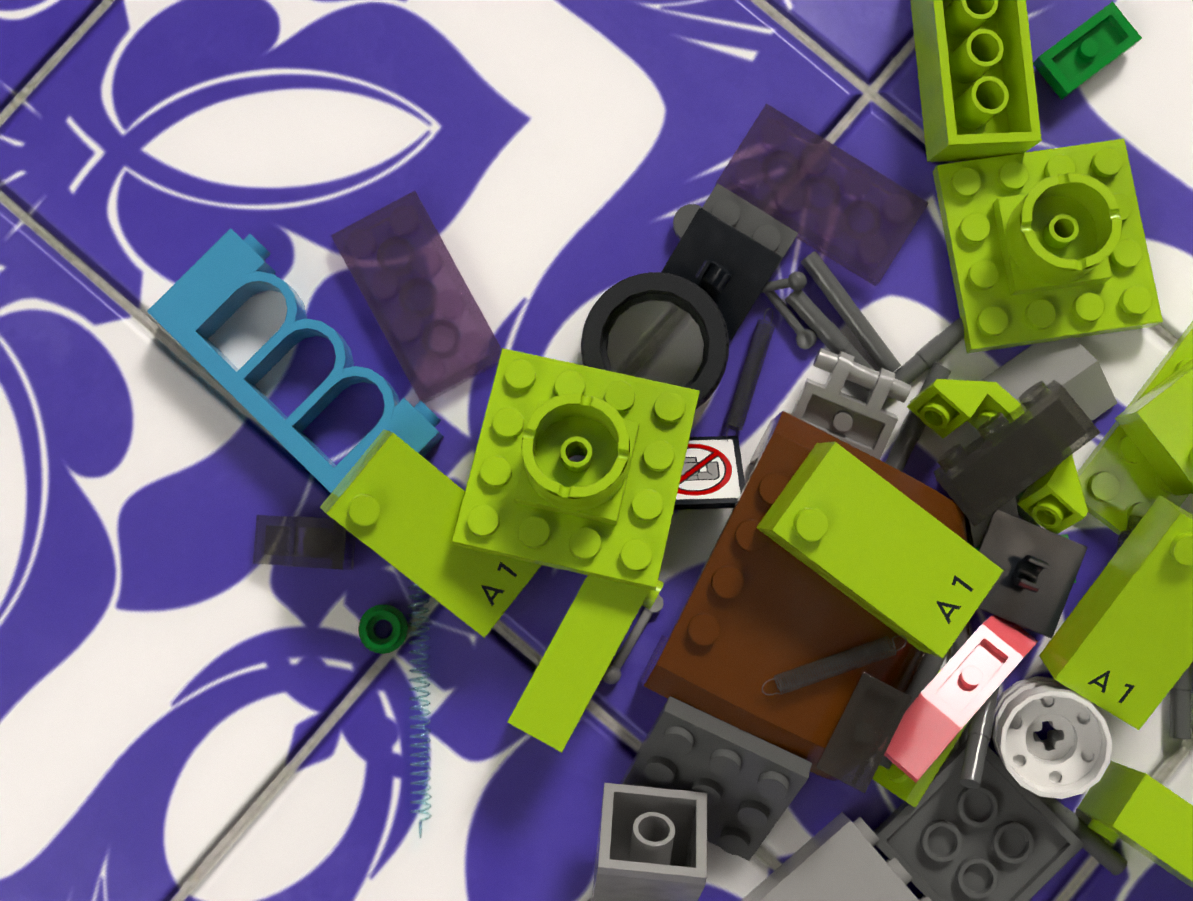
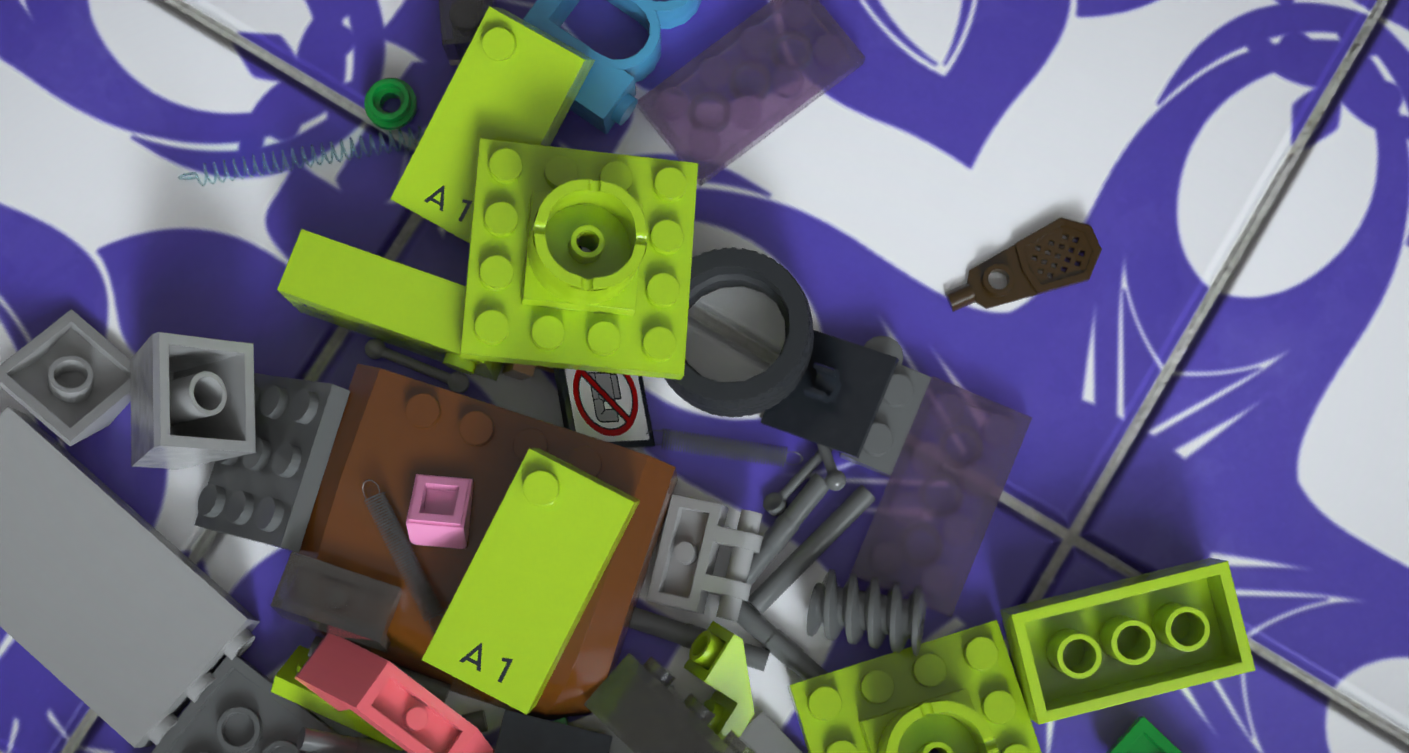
camera: 85 degrees right, 5 degrees down
(631, 90) = (1021, 270): none -> dark brown piece
(798, 625) = (440, 511): none -> bright pink slope
(919, 269) = (868, 612): none -> dark grey piece

